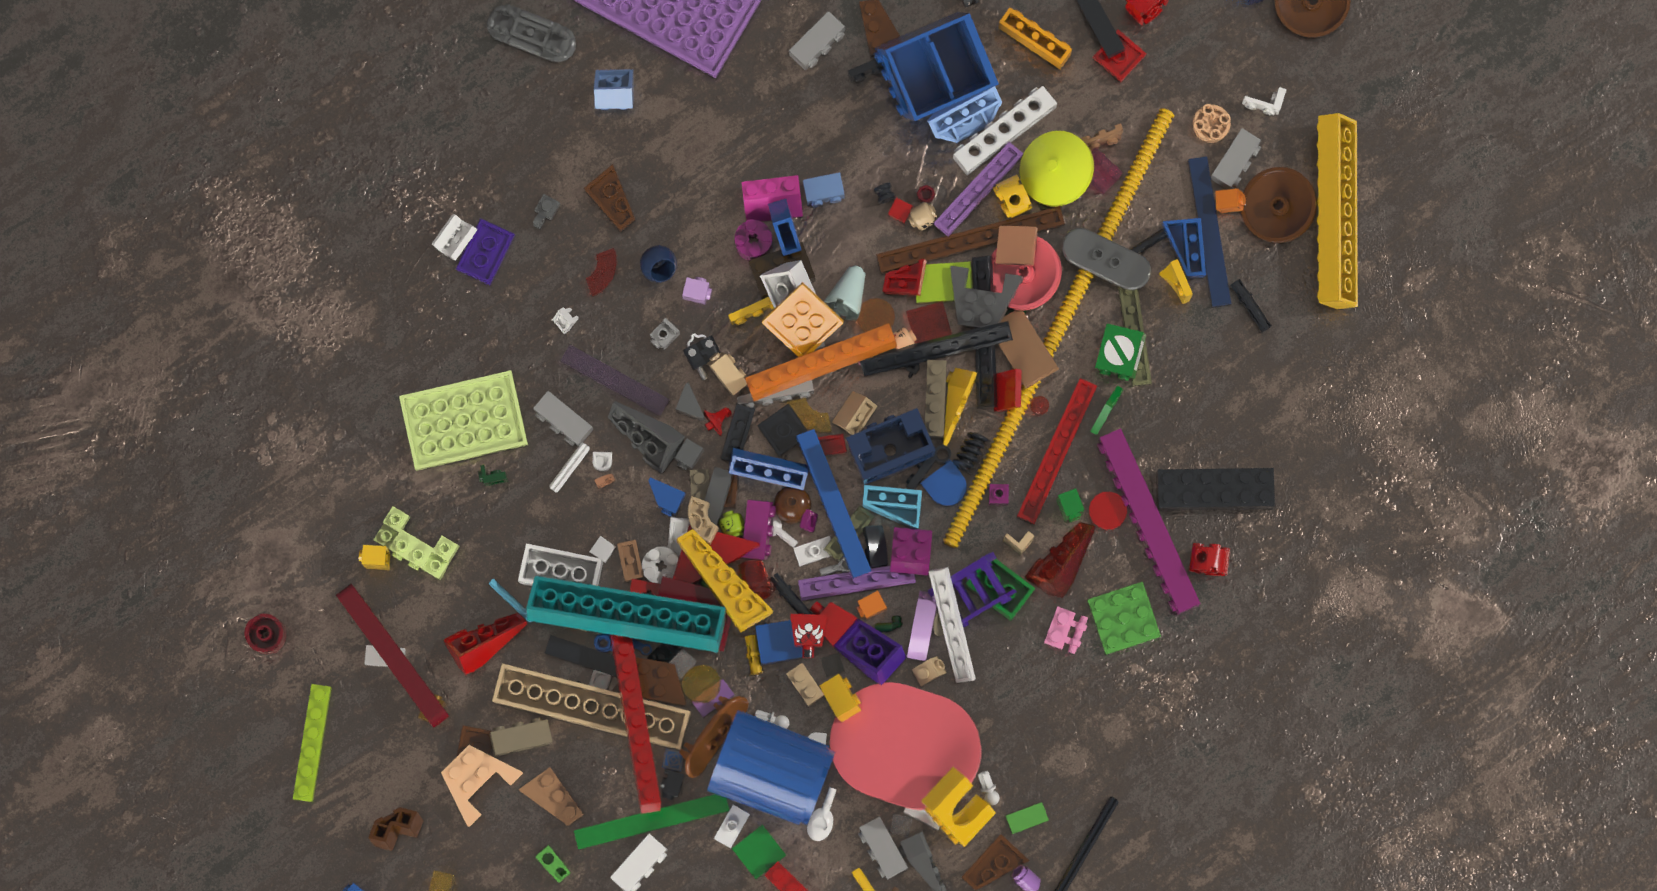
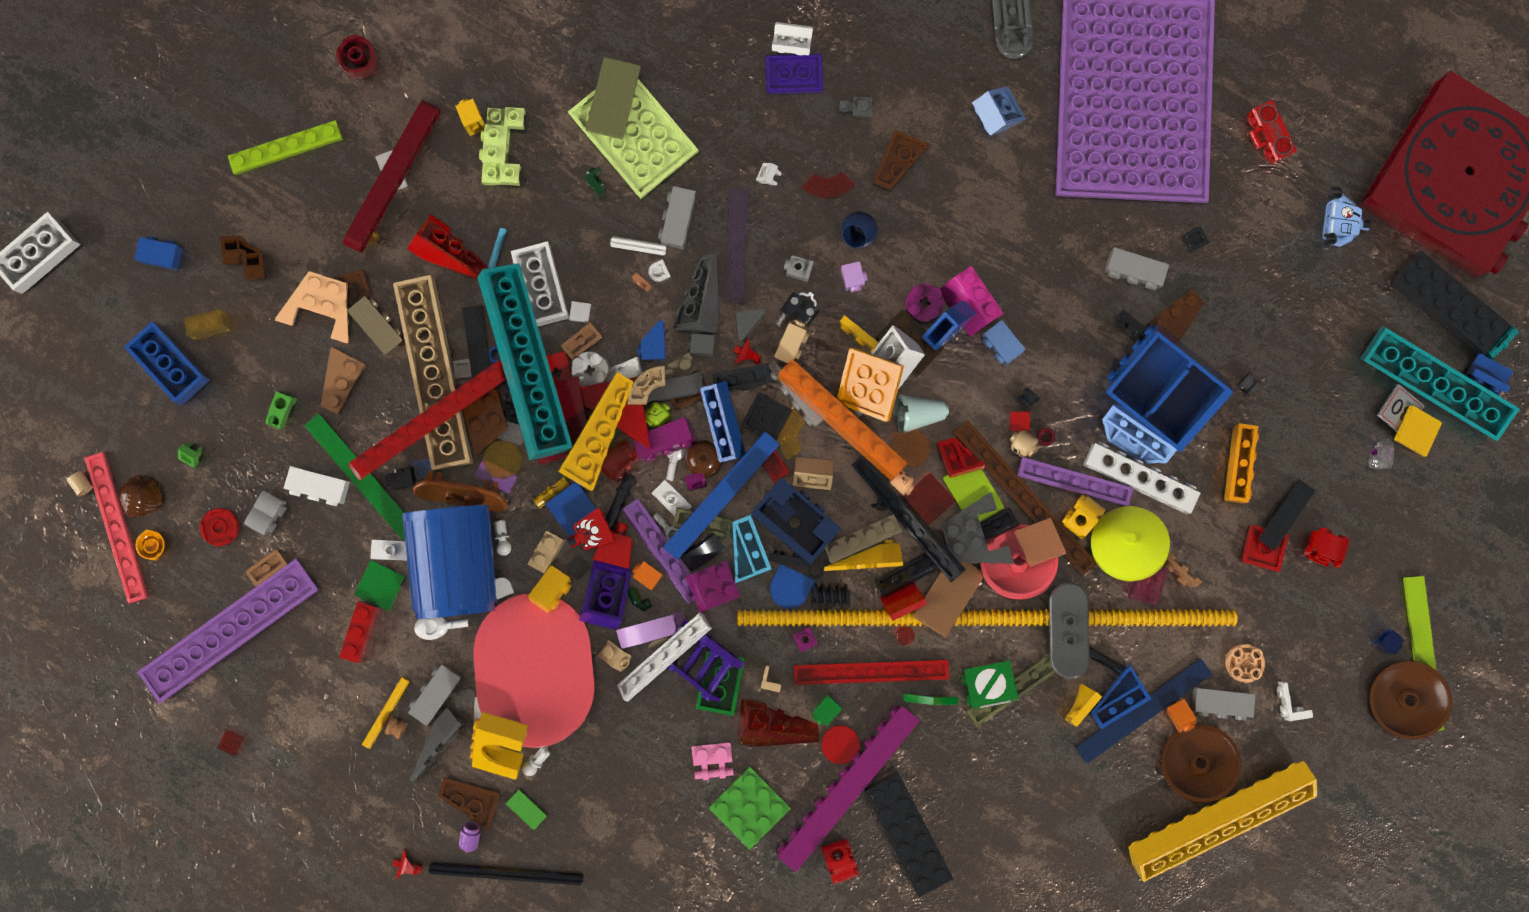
camera: 60 degrees right, 5 degrees up
(425, 422) = (613, 98): none -> olive tile
(1251, 306) = (1094, 782): black pin -> none

